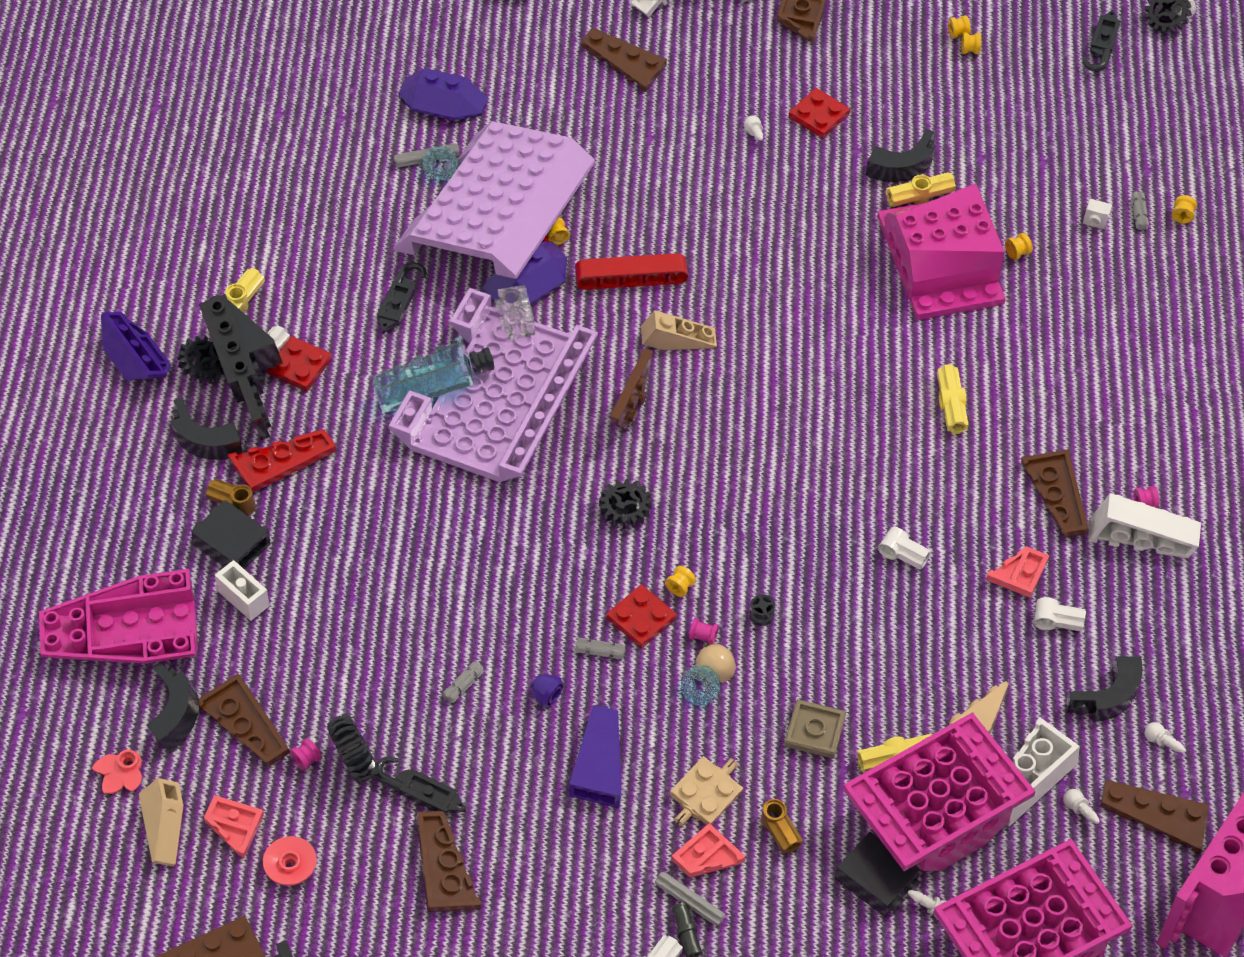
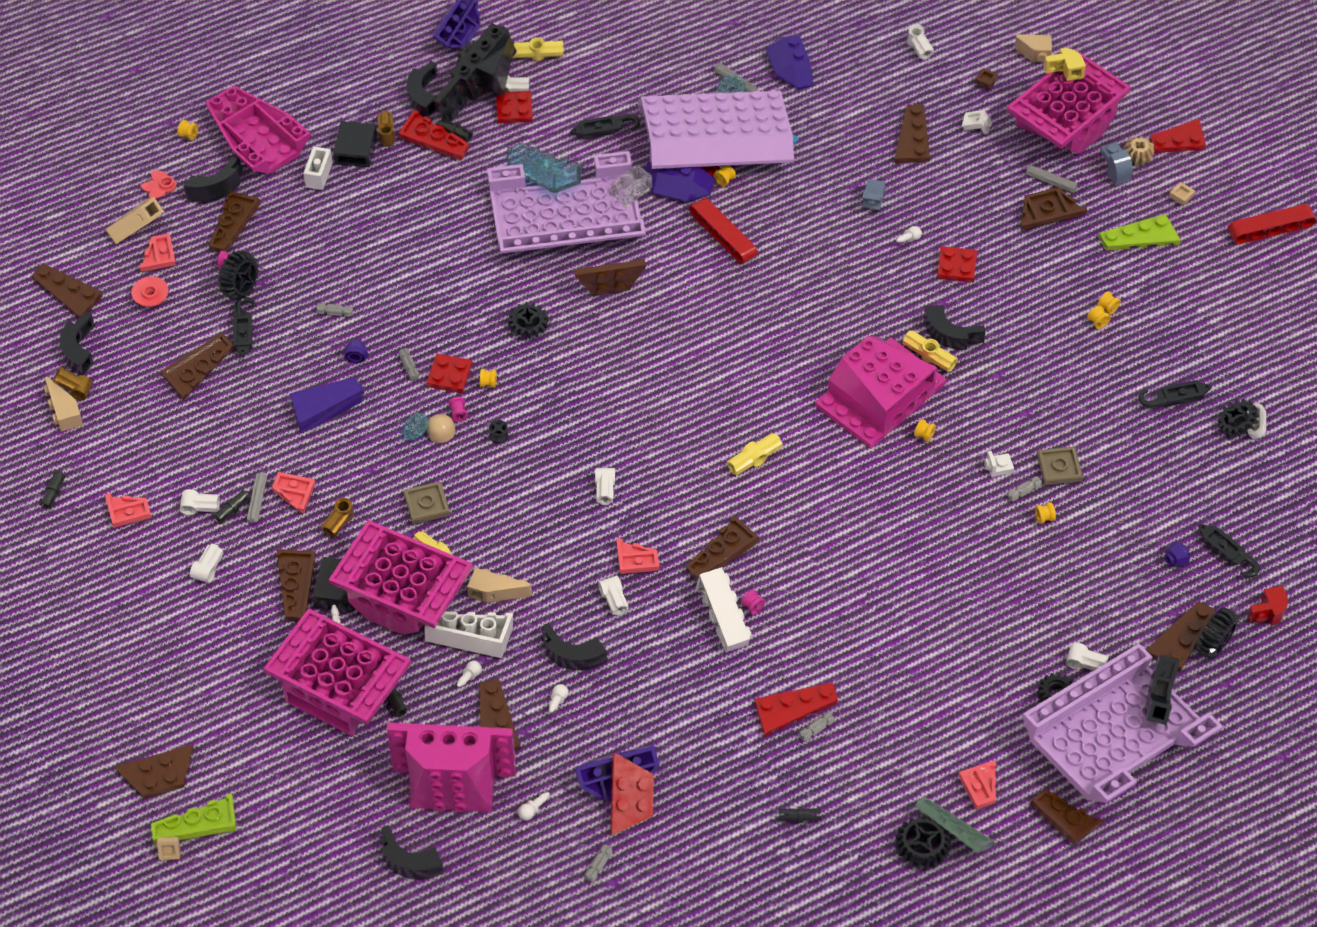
camera: 60 degrees right, 0 degrees up
(61, 697) = (187, 130): none -> yellow wheel
(288, 432) = (456, 129): none -> pearl dark grey pin
(481, 360) = (577, 188): black wheel -> none
(676, 333) = (690, 280): tan slope -> none
(683, 127) = (873, 194): none -> sand blue brick
(706, 791) = (340, 469): tan plate -> none
(839, 914) = (296, 577): none -> reddish brown wing
(1131, 169) = (1059, 465): none -> dark tan plate

